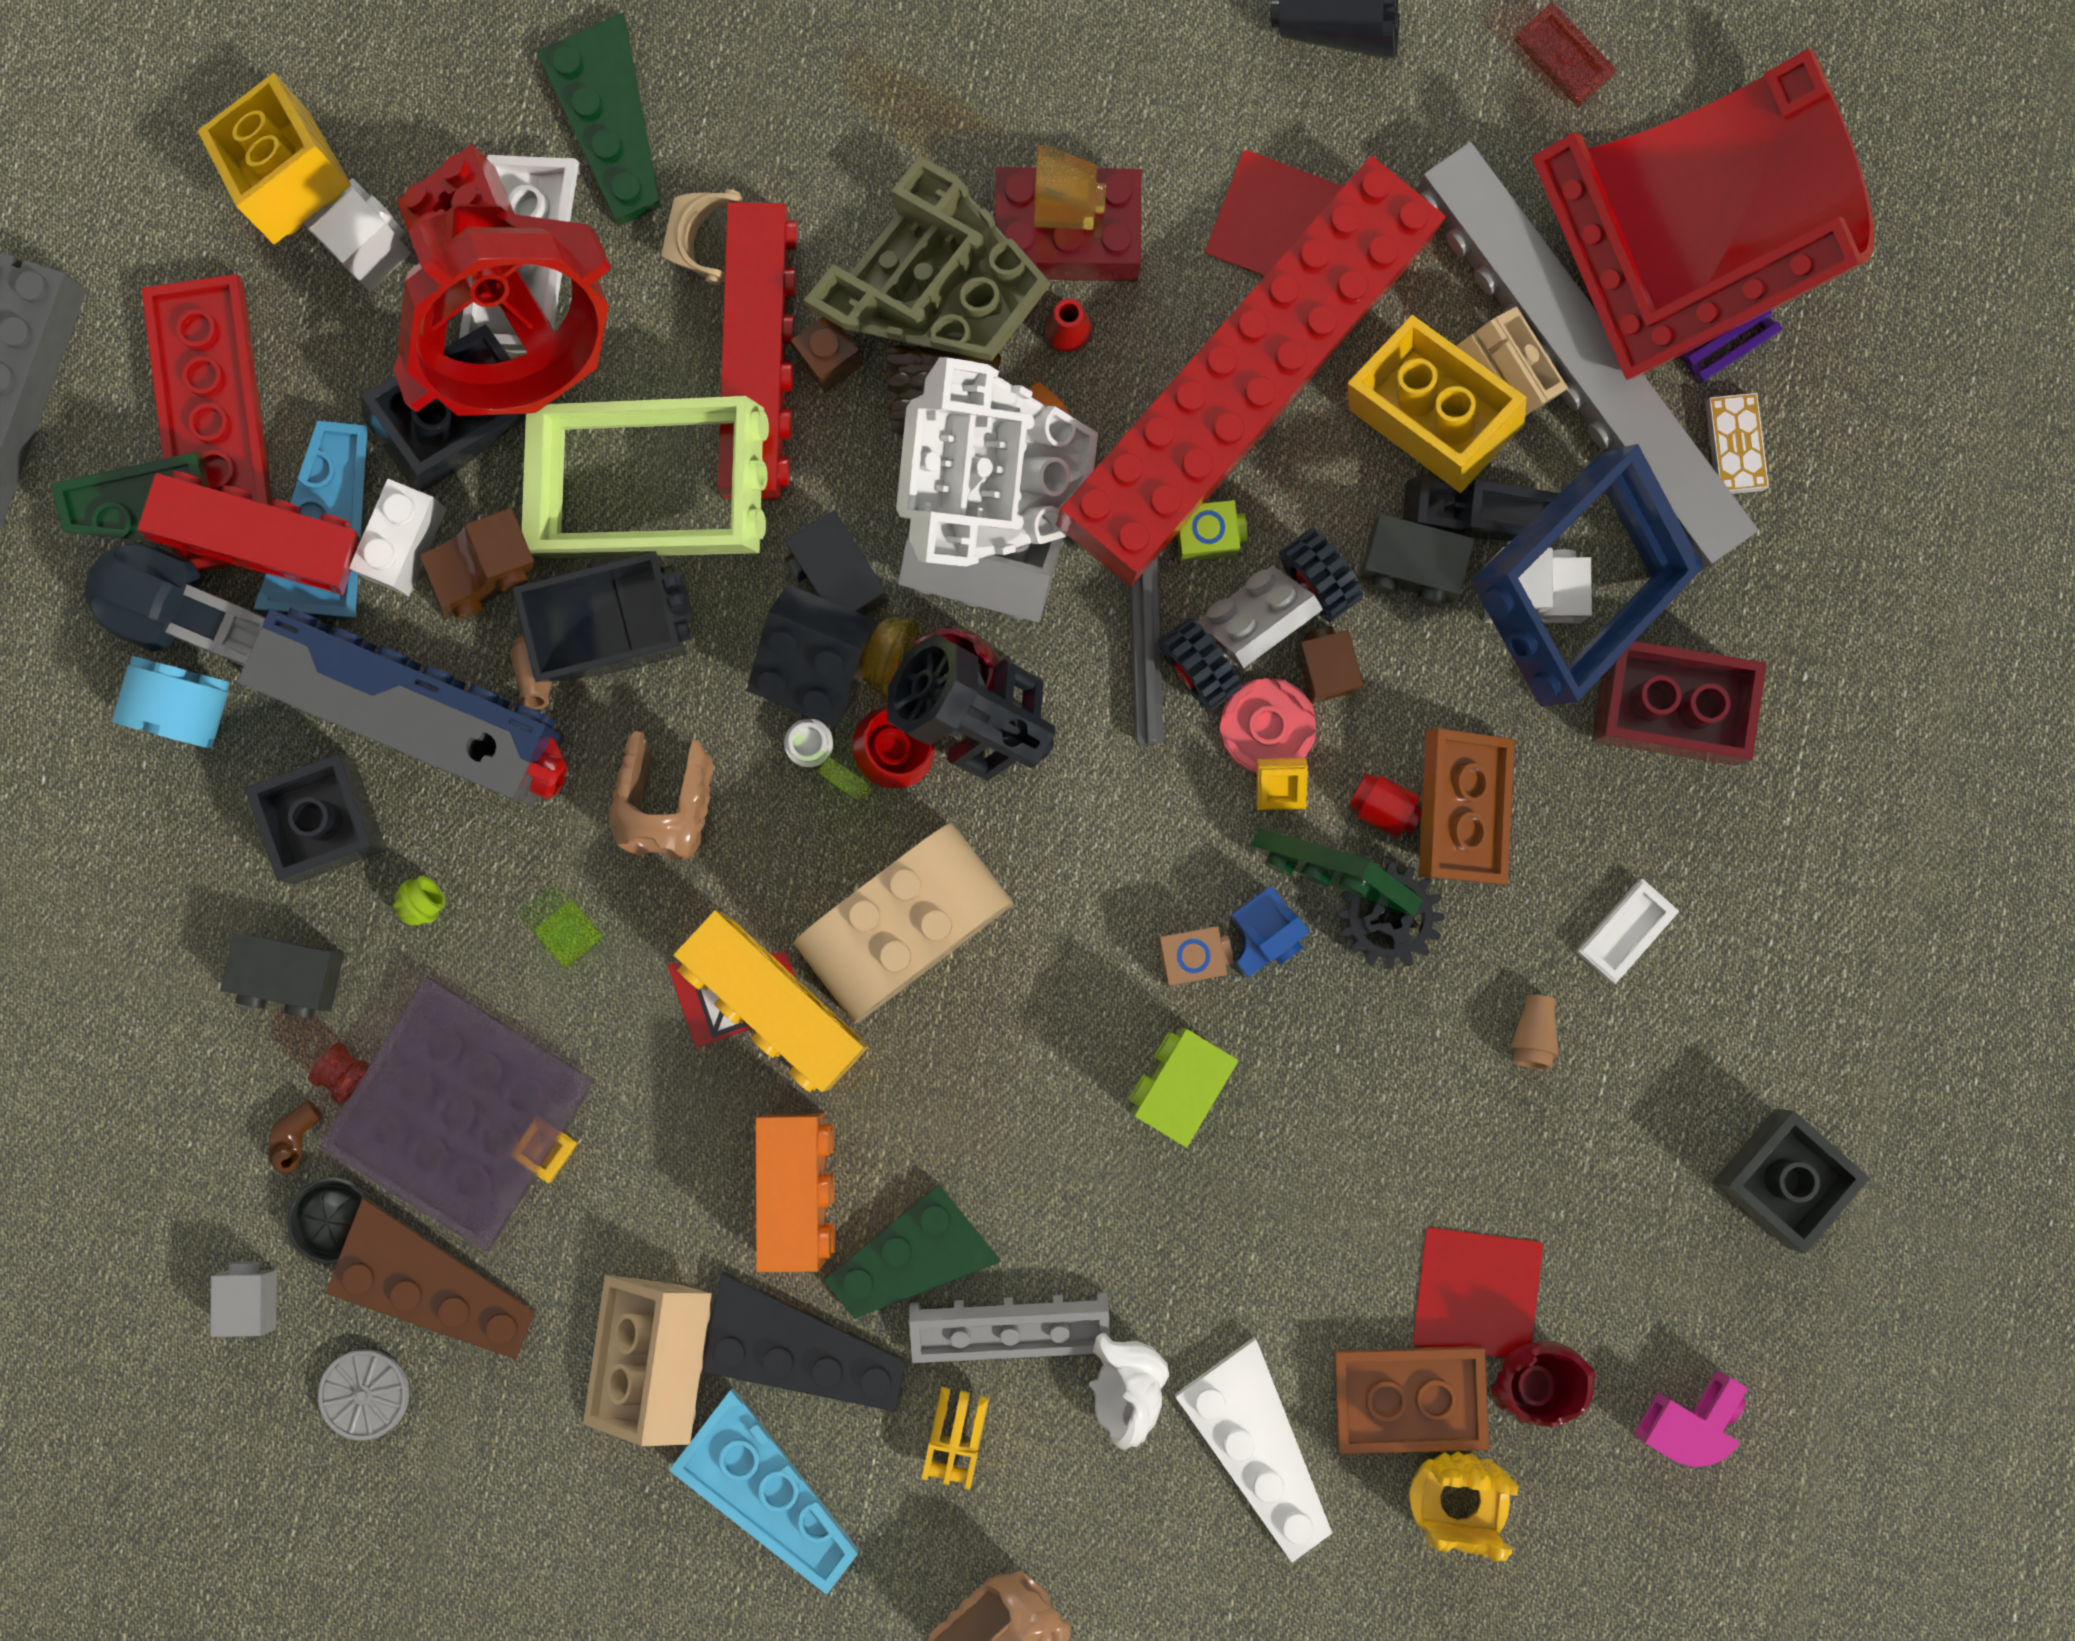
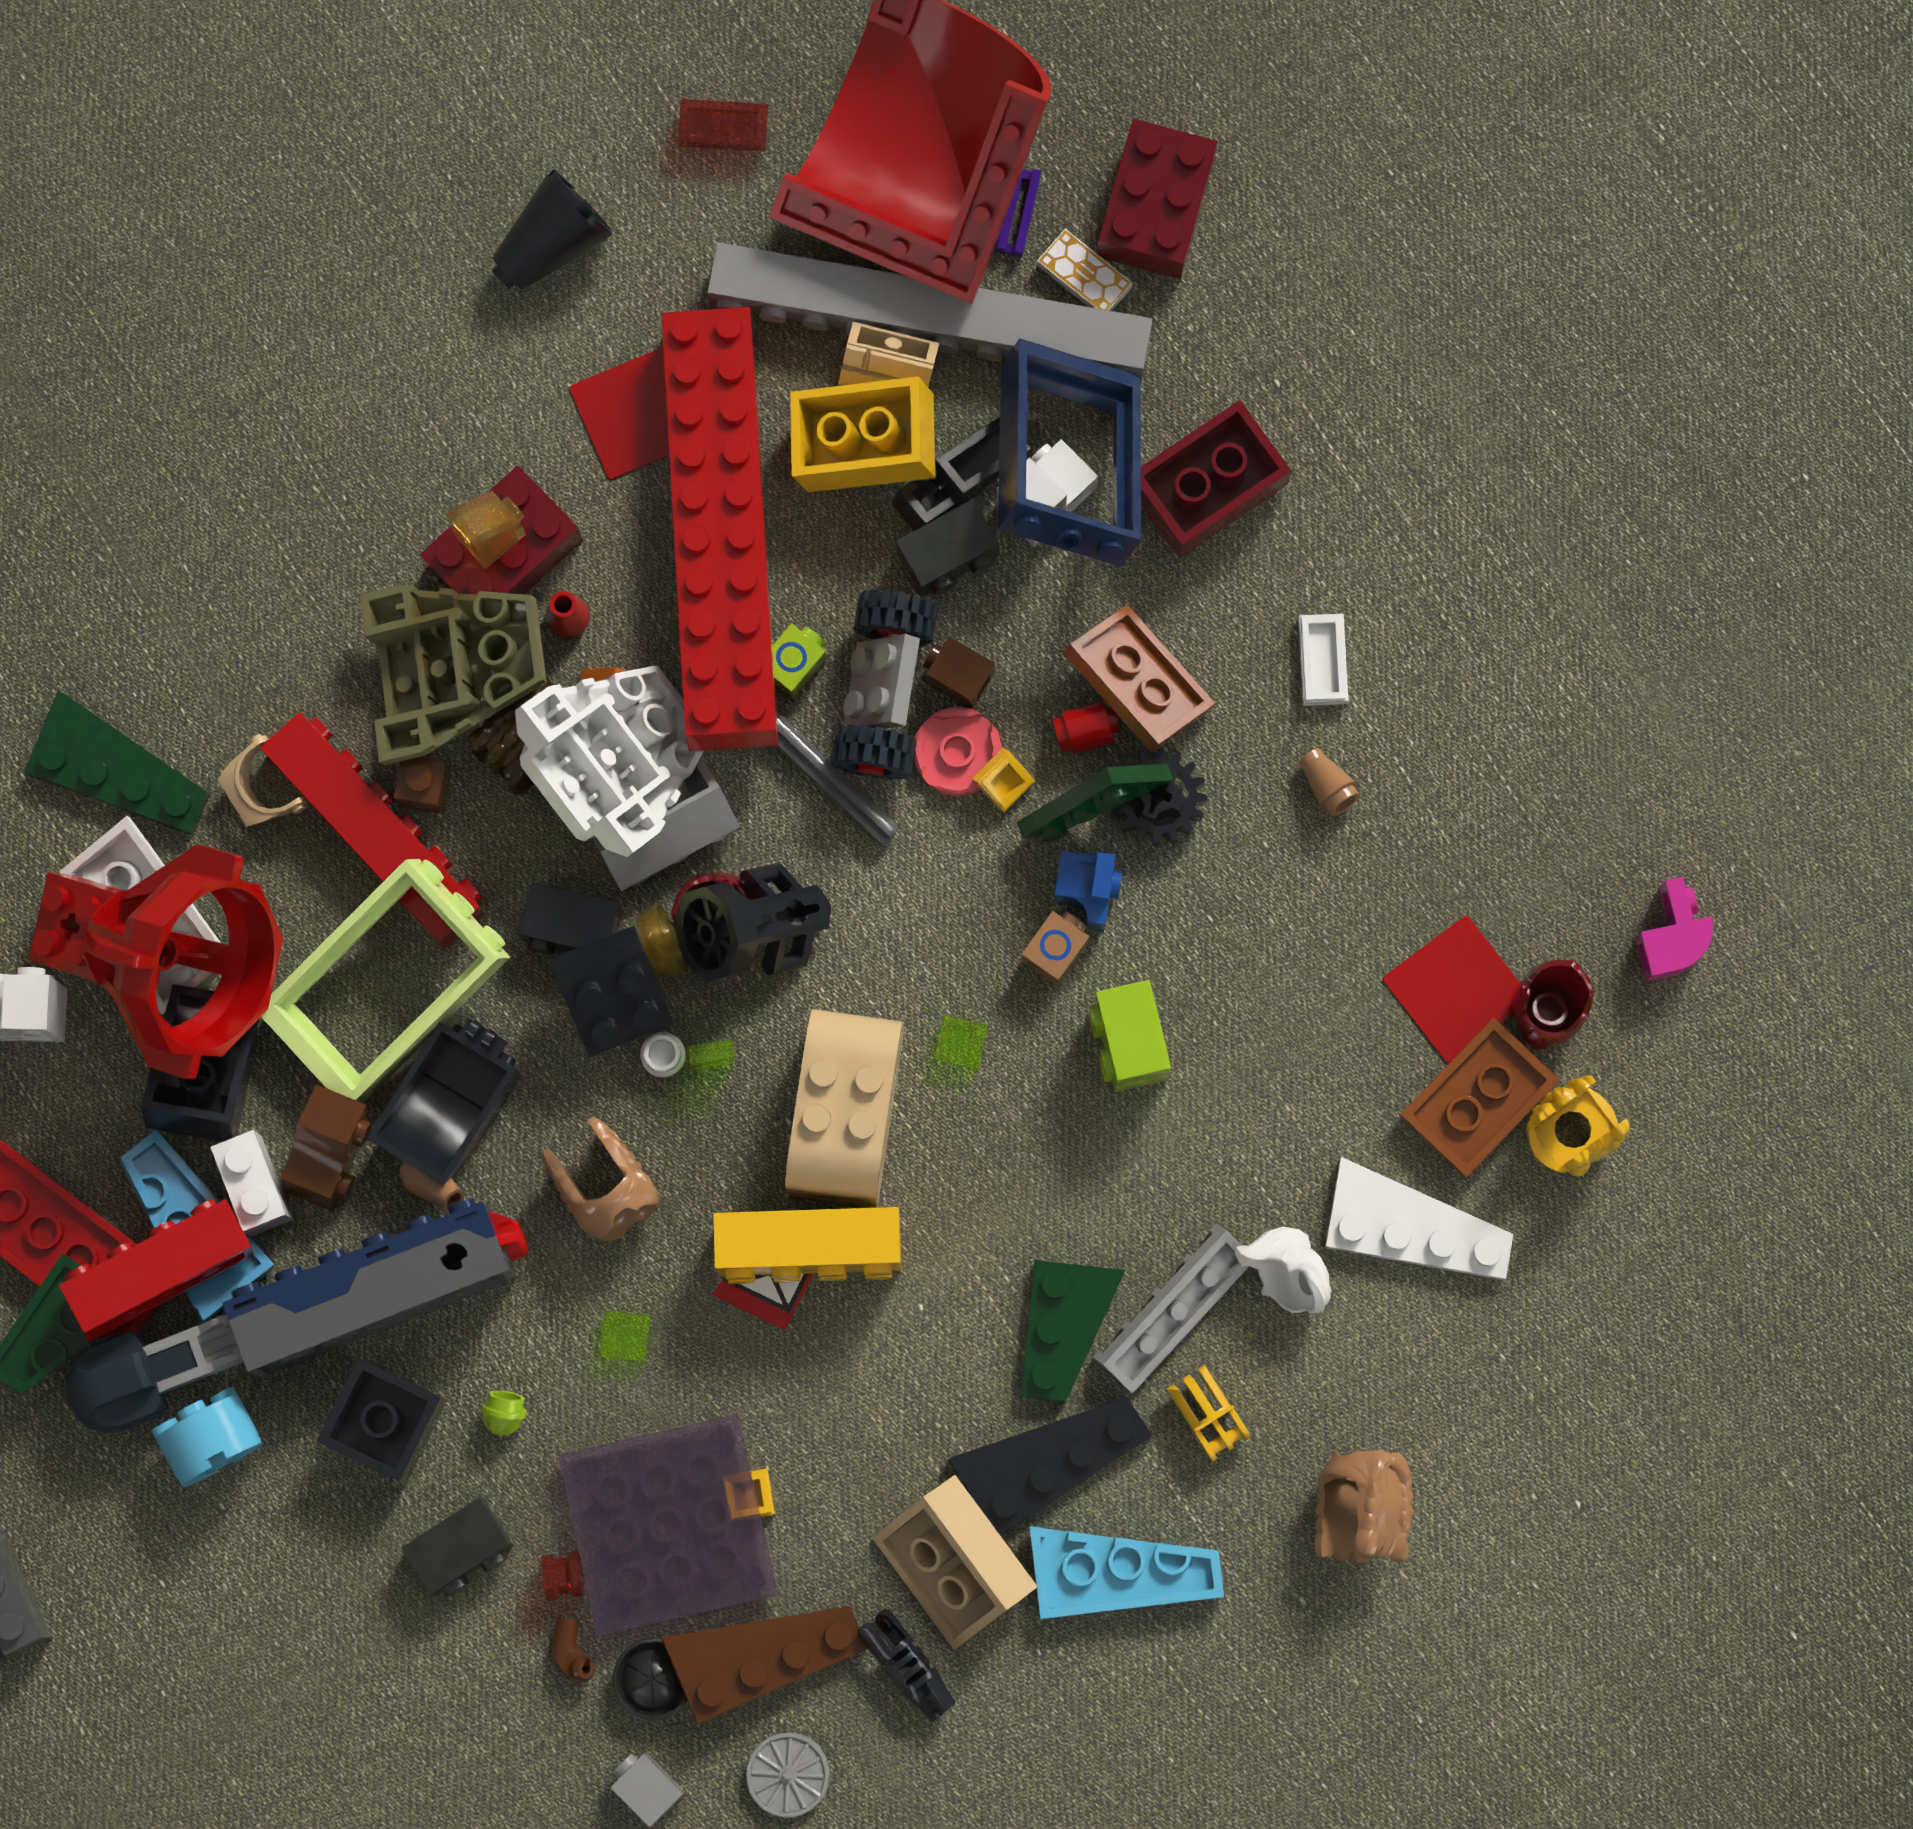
camera: 40 degrees left, 5 degrees down
(533, 1402) = (906, 1664): none -> black hinge
(793, 1192) = (943, 1351): orange brick -> none
(880, 754) = (717, 1015): red hat -> none
(1047, 958) = (961, 1043): none -> clear neon green tile
(1791, 1180) = (1581, 717): pearl dark grey brick -> none
(1855, 437) = (1157, 198): none -> dark red brick

